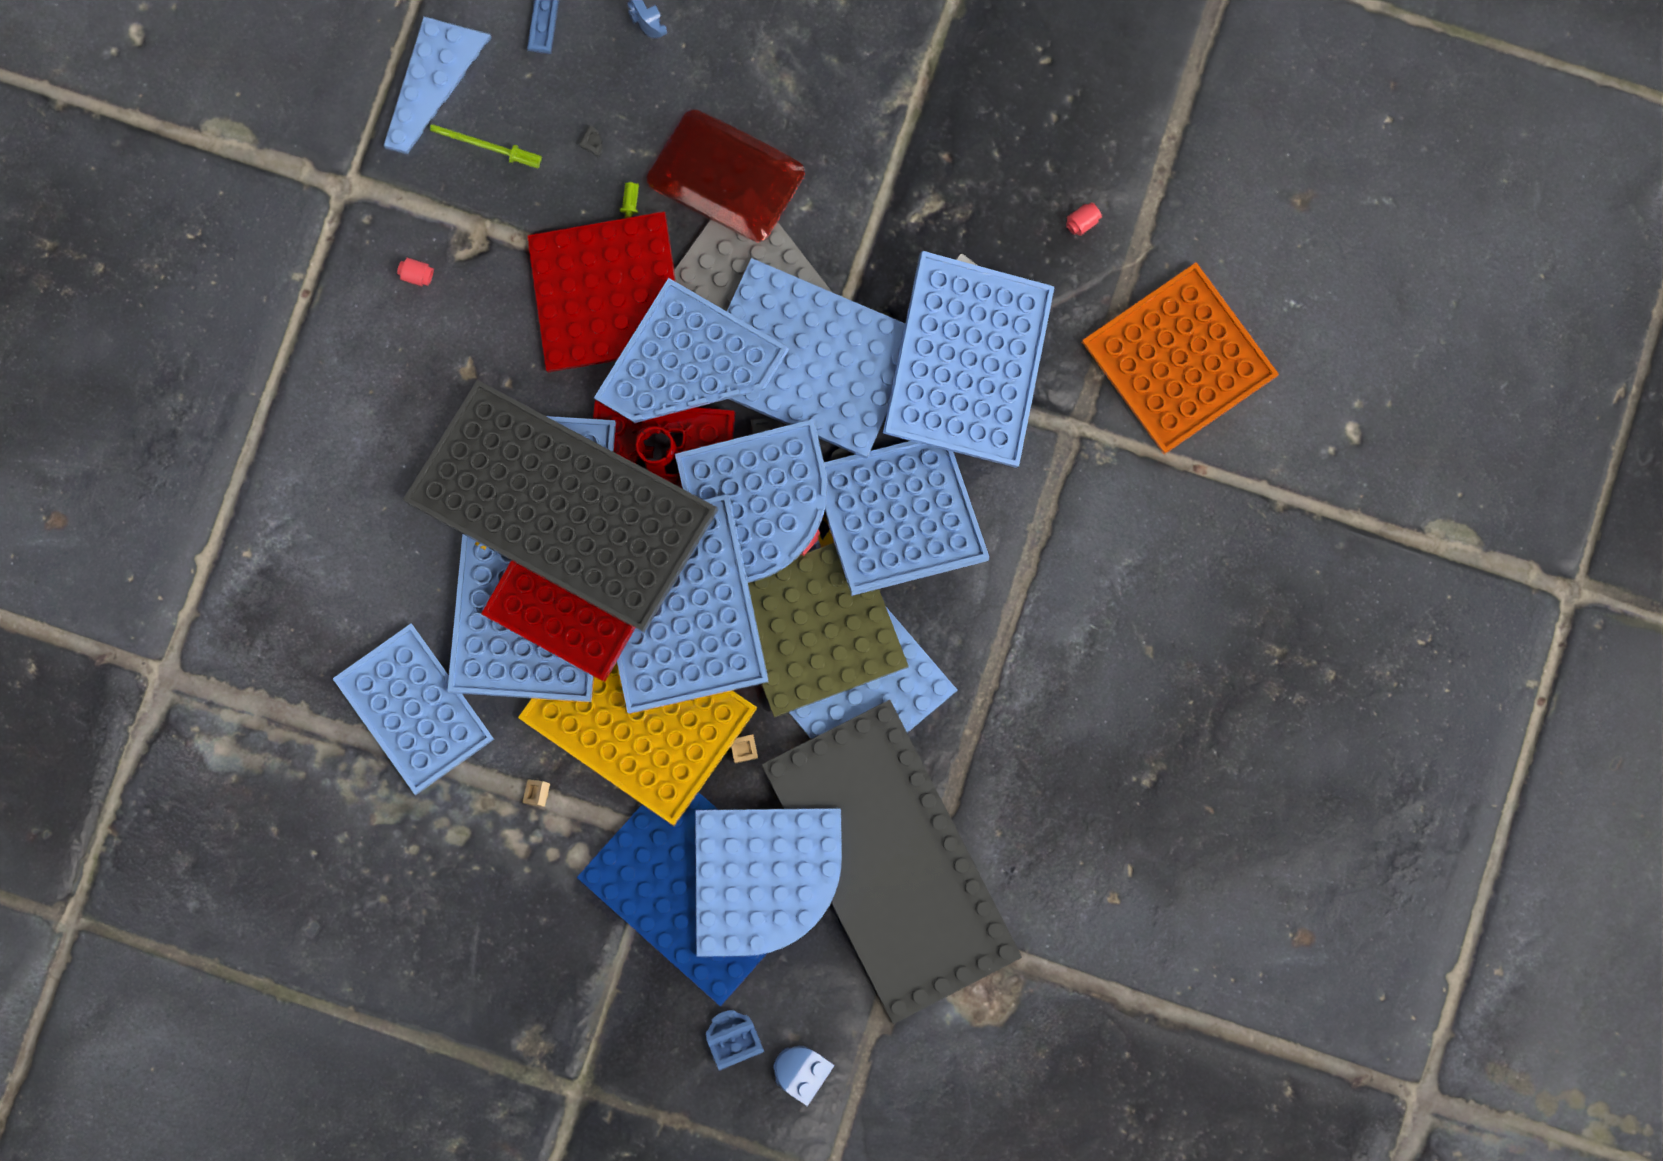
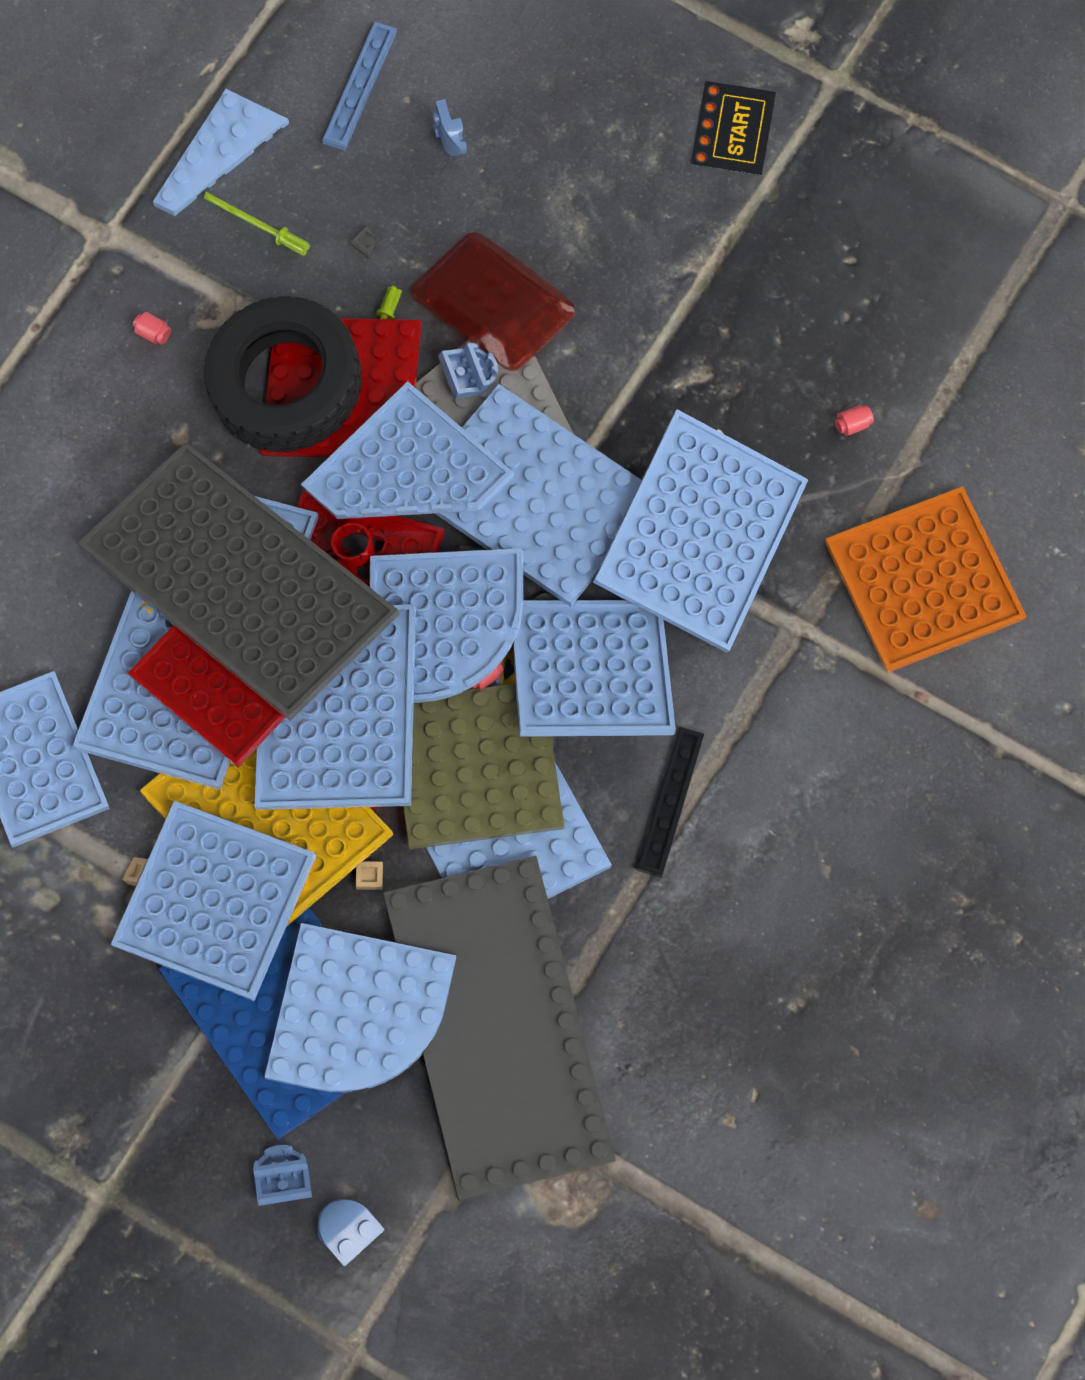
camera: 15 degrees right, 10 degrees down
(522, 251) = (267, 325): none -> black tyre
(612, 806) = (214, 900): none -> light blue plate
(720, 251) = (468, 370): none -> medium blue slope
(997, 619) = (670, 802): none -> black tile

